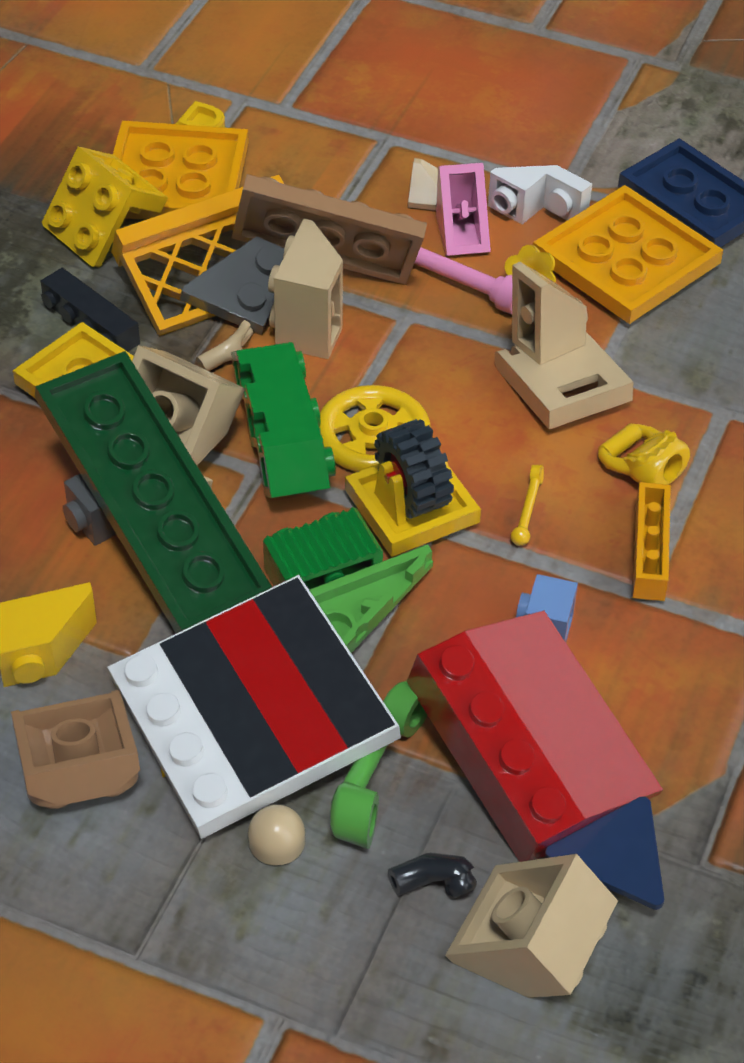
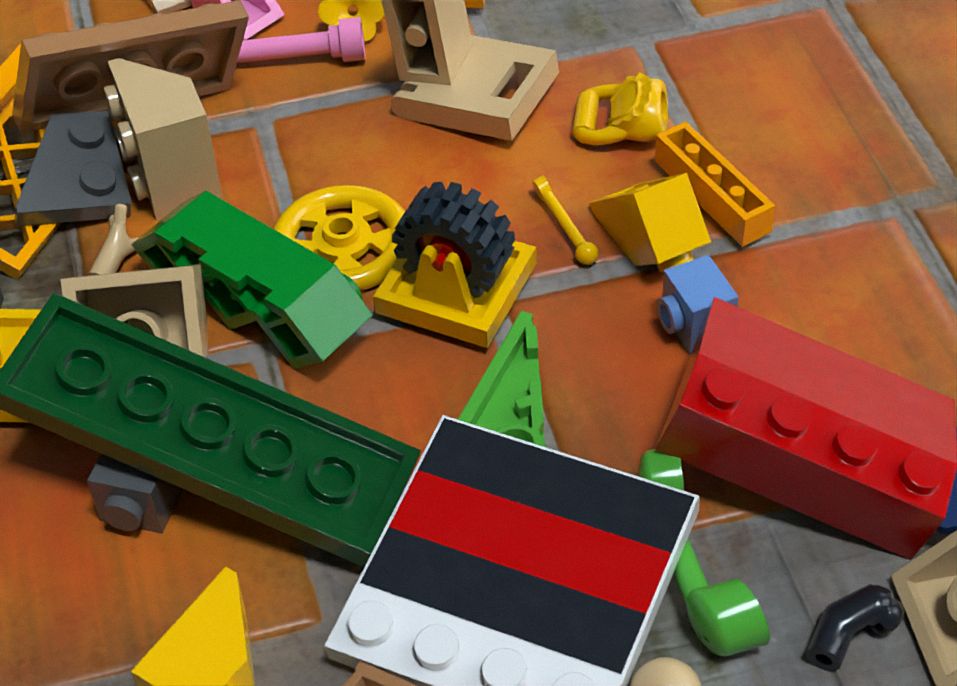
camera: 35 degrees left, 0 degrees up
(321, 550) = (428, 378): green brick -> none
(577, 542) = (654, 221): none -> yellow slope

